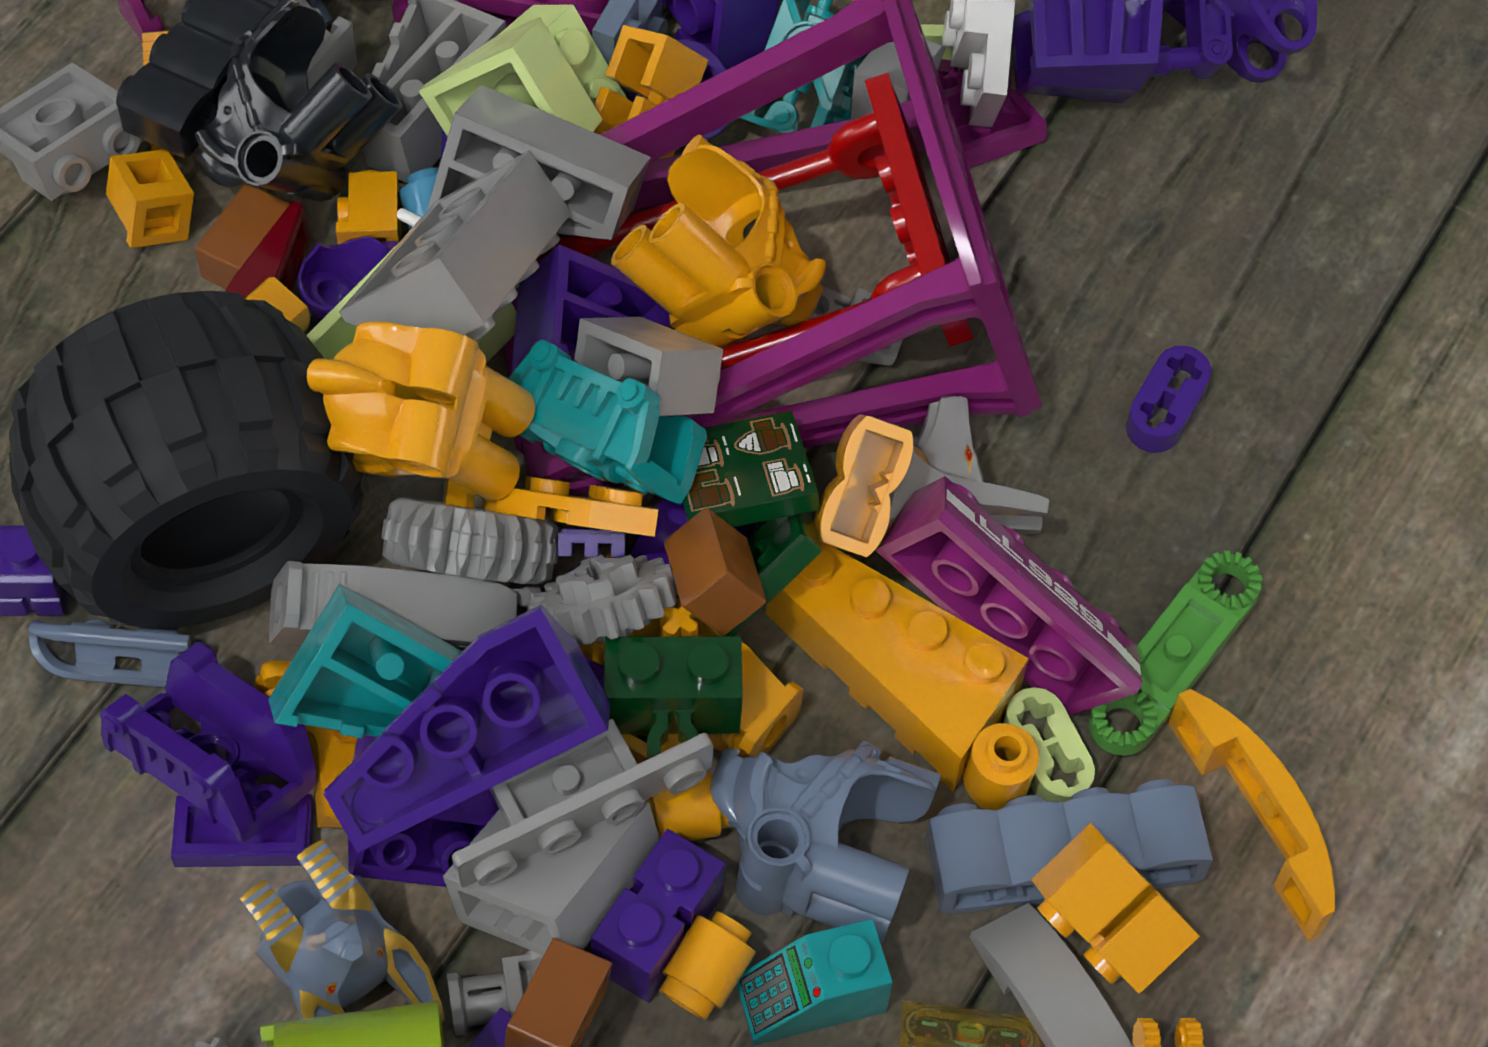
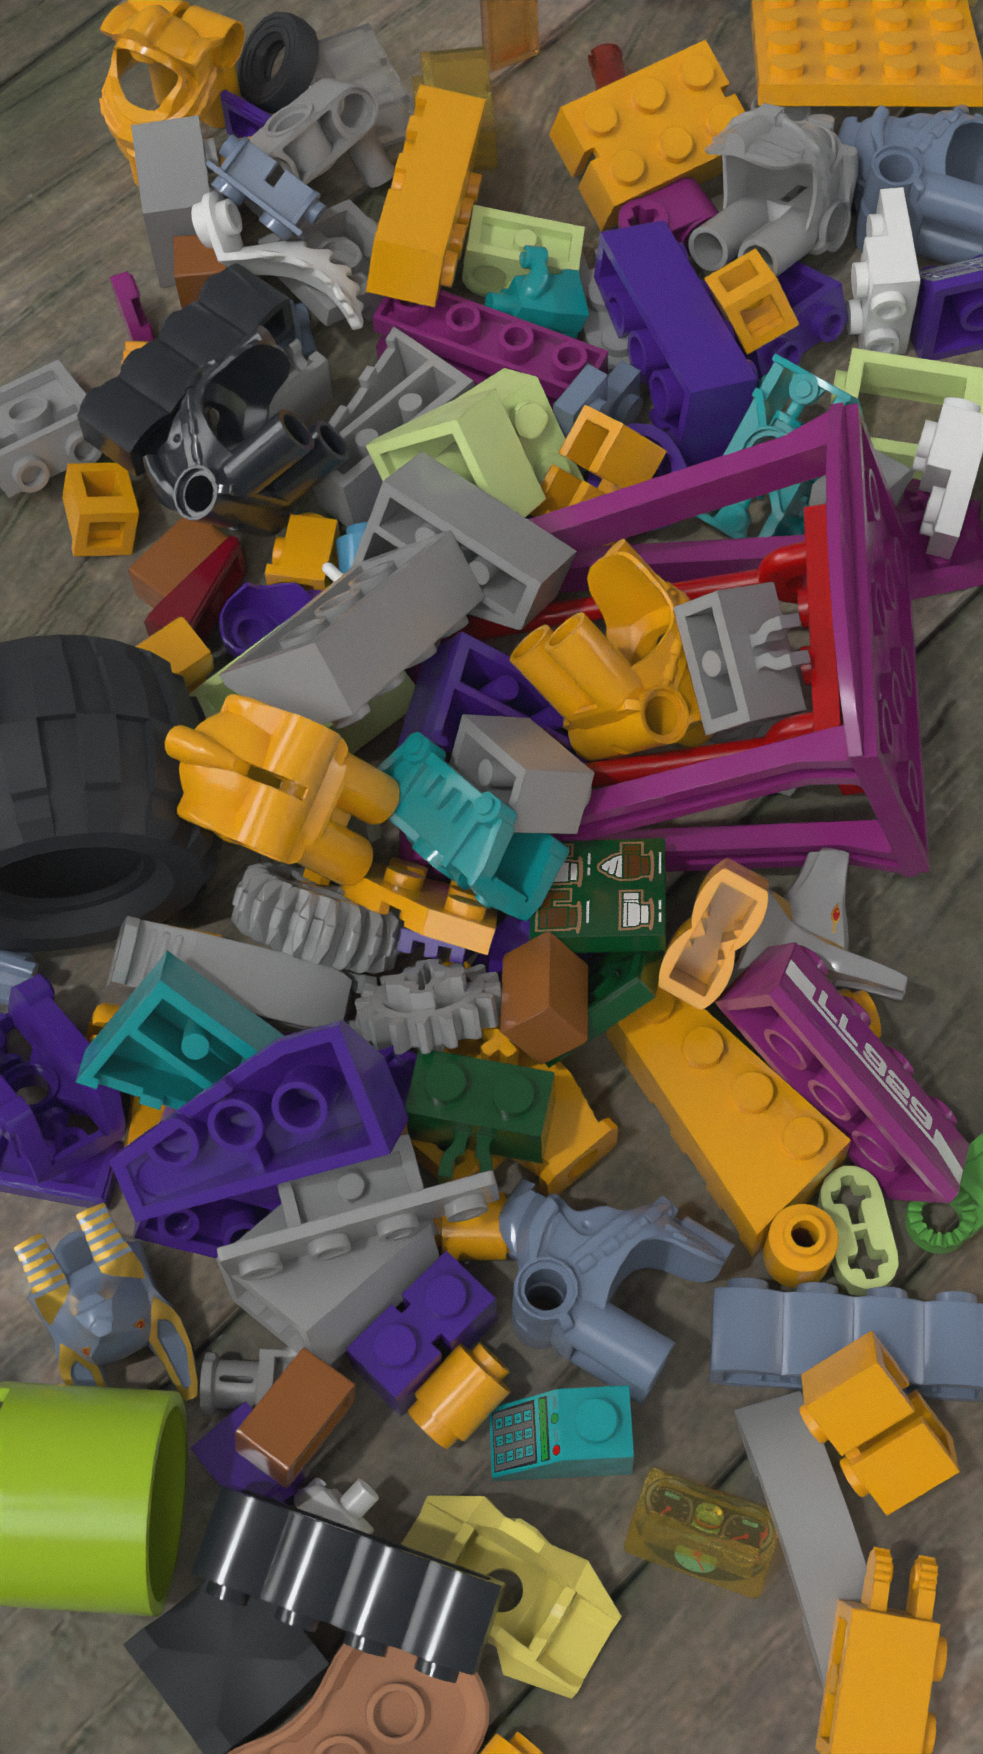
camera: 20 degrees right, 5 degrees up
(836, 225) = (741, 657): none -> light grey brick

